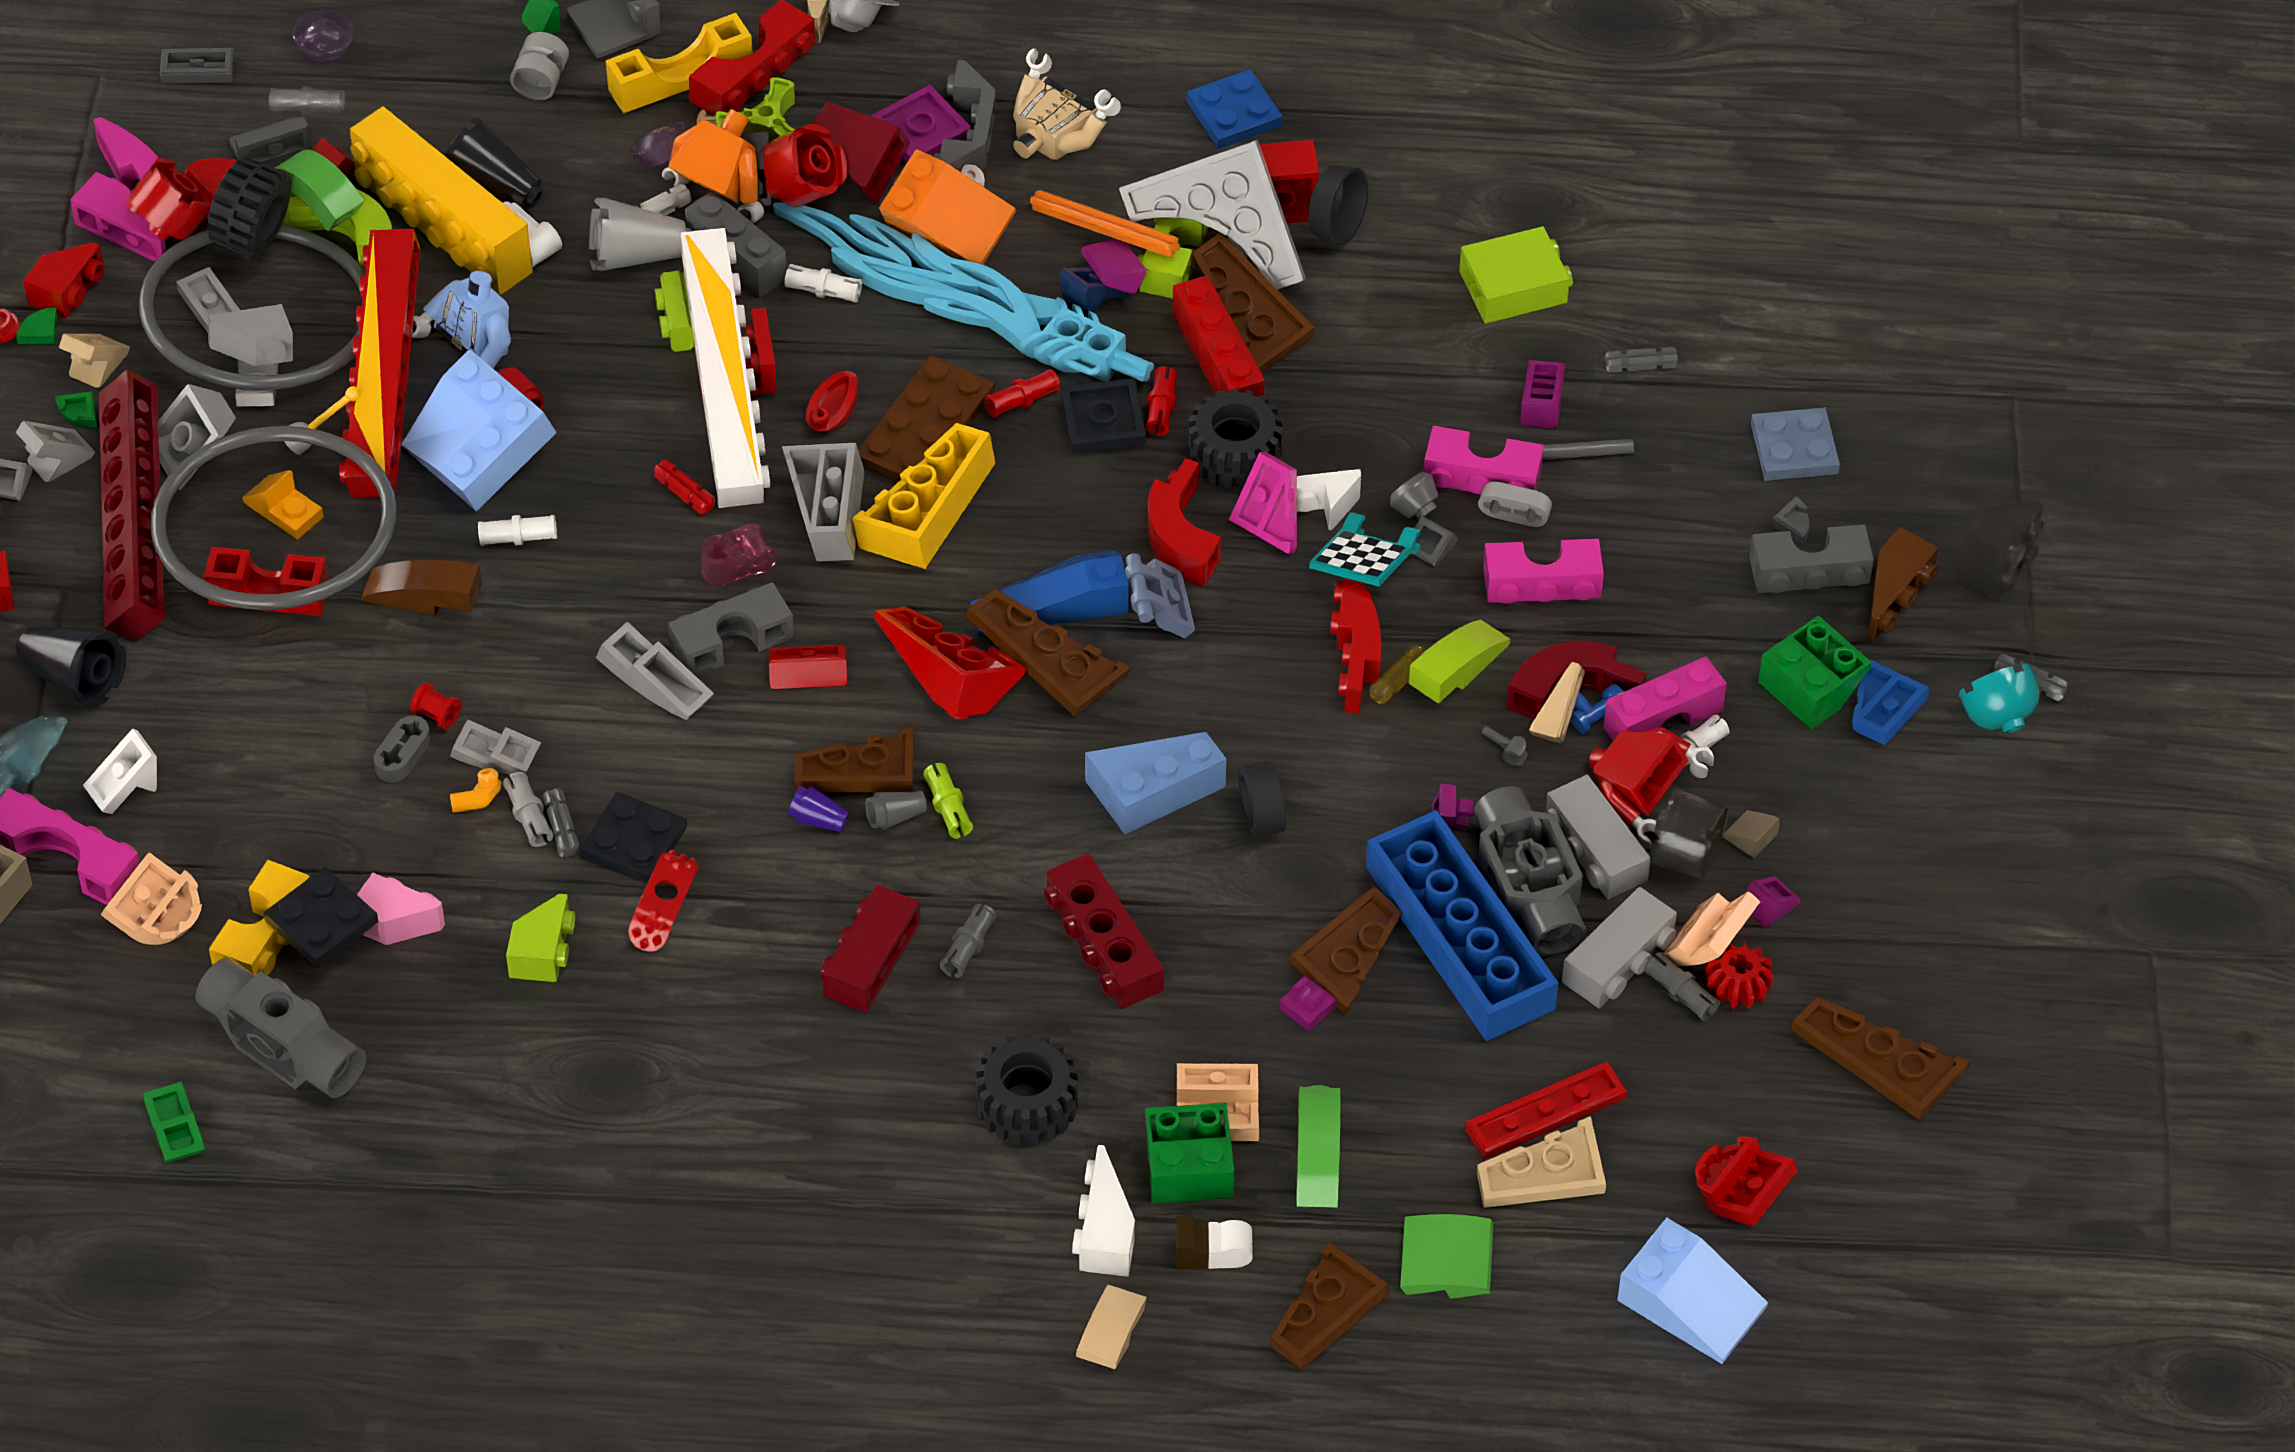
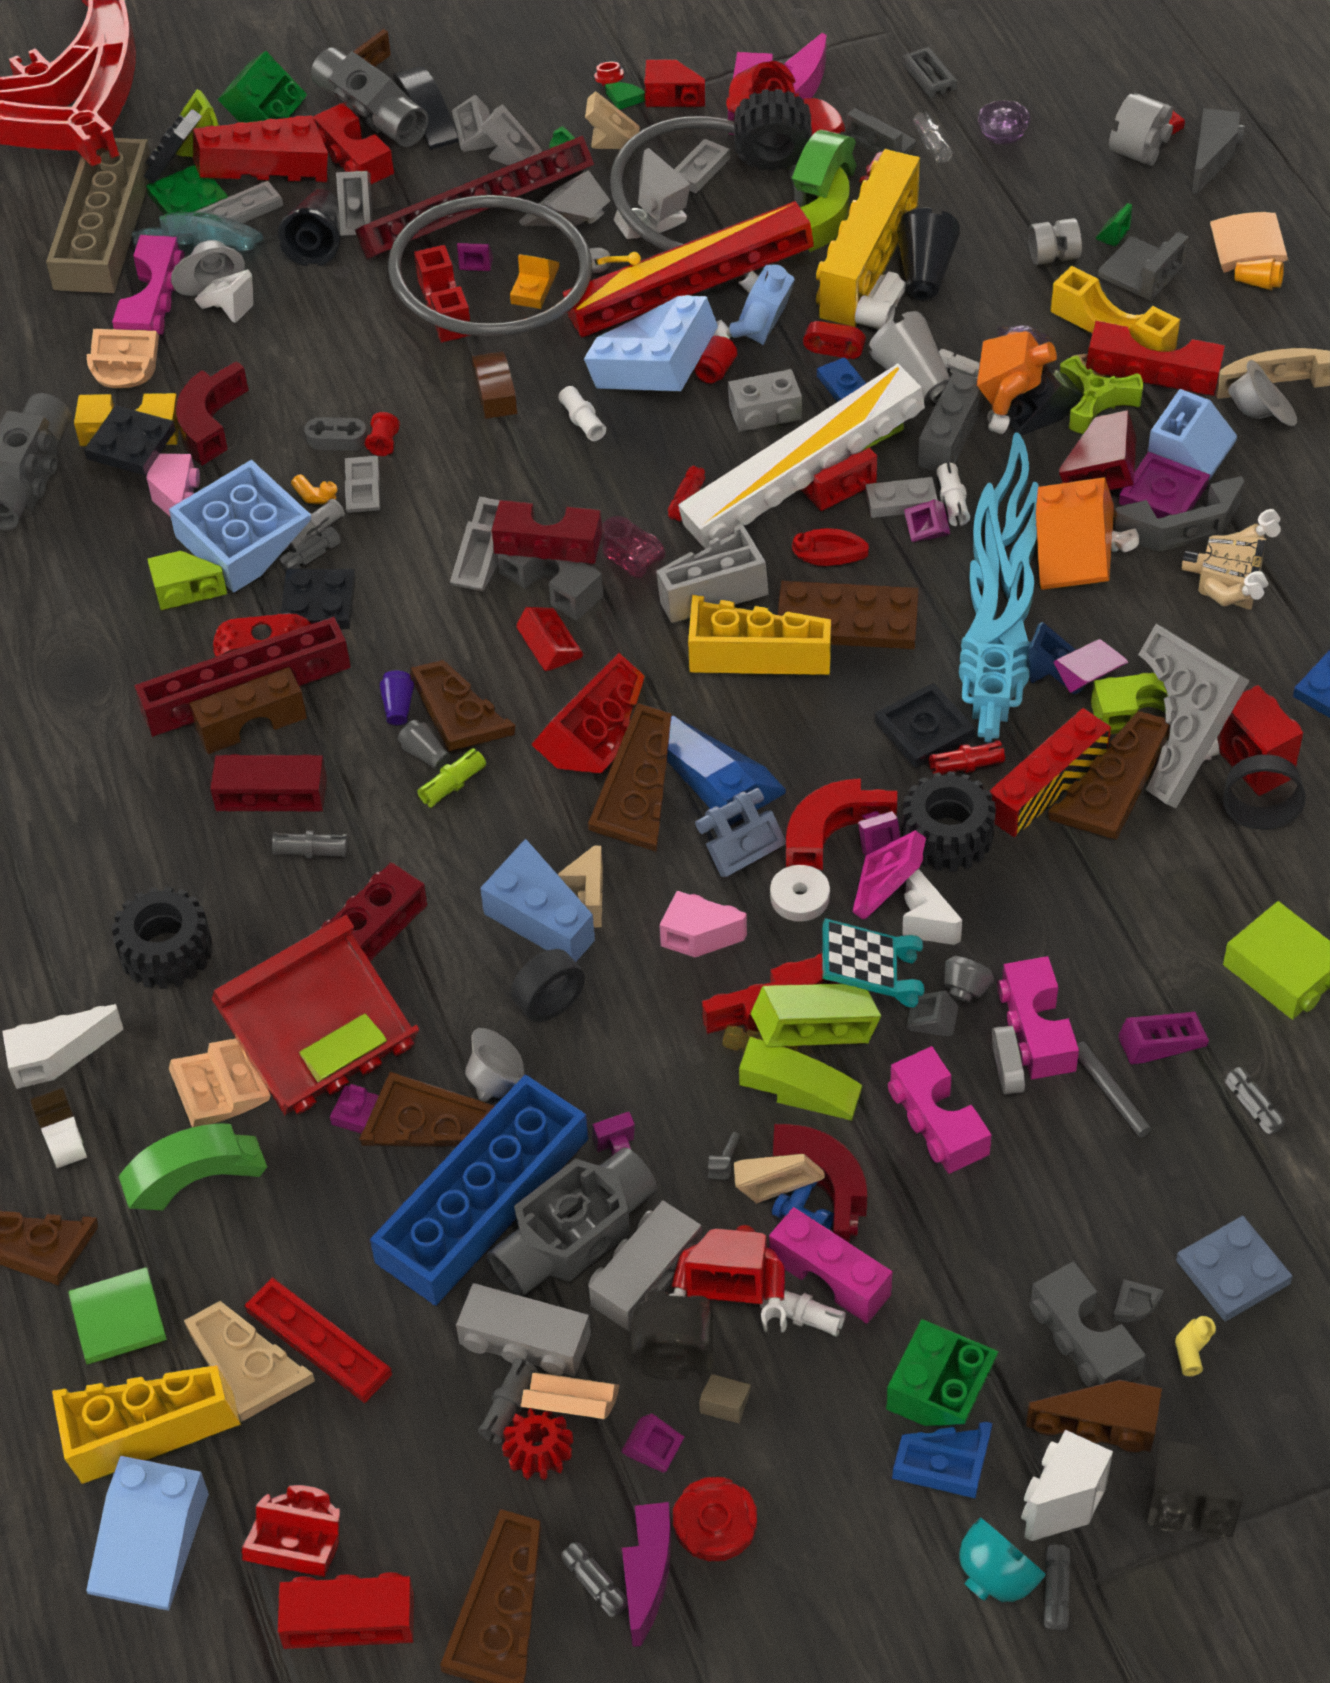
camera: 70 degrees right, 0 degrees up
(47, 605) = (354, 200): none -> light grey slope
(66, 770) = (206, 263): none -> light grey piece
(218, 536) = (474, 257): none -> magenta slope
(274, 843) = (199, 402): none -> dark red arch
(502, 859) = (239, 523): none -> light blue slope
(553, 290) = (834, 340): none -> red beam
(605, 376) = (765, 400): none -> light grey brick
(619, 308) = (840, 378): none -> blue plate
(689, 622) = (571, 539): none -> dark red arch
(722, 924) = (307, 651): none -> dark red brick
(765, 936) = (224, 713): none -> reddish brown arch
(798, 324) = (895, 496): none -> light grey plate
(803, 165) = (1068, 423): red brick -> none
(847, 315) = (927, 521): none -> magenta slope
(870, 75) = (1192, 433): none -> light blue slope
(1022, 393) = (915, 662): red pin -> none
(1105, 223) = (1129, 641): orange axle -> none
(1142, 725) = (586, 881): none -> tan slope
(1189, 1153) = (143, 1075): green slope -> none
(1205, 989) = (302, 999): none -> red panel
(1213, 497) = (878, 831): none -> magenta tile
(1242, 570) = (803, 879): none -> white piece
(1242, 669) = (700, 926): none -> bright pink slope
(1250, 978) = (342, 1047): none -> lime slope
(1328, 880) = (493, 1064): none -> light grey piece
(1407, 611) = (815, 1015): none -> lime brick
(1580, 1268) = (141, 1418): none -> yellow wedge
(1837, 1164) = (346, 1611): none -> red brick
(1851, 502) = (1191, 1341): none -> light yellow arm
(1862, 881) = (715, 1519): none -> red tile
(1883, 983) = (594, 1579): none -> dark grey axle
(1897, 939) = (647, 1567): none -> magenta slope
(1957, 622) = (1068, 1487): none -> white slope

